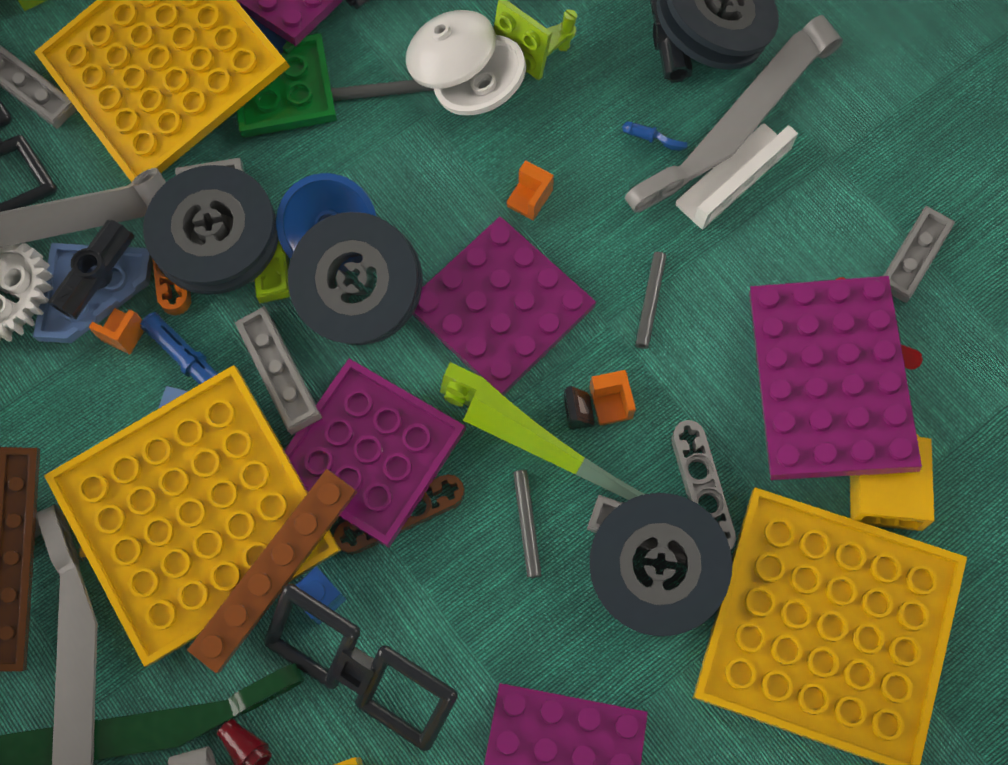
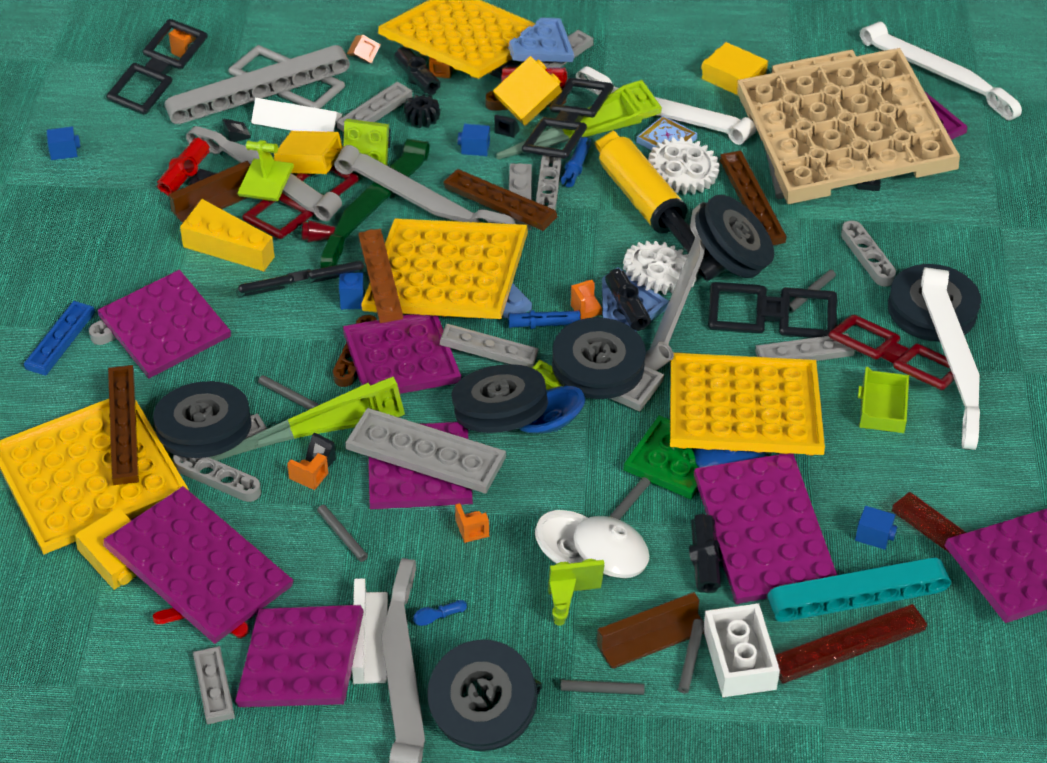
camera: 130 degrees right, 25 degrees down
(493, 291) = (426, 450): none -> light grey plate
(753, 639) = (123, 425): none -> reddish brown plate
(825, 193) = (300, 656): none -> magenta plate

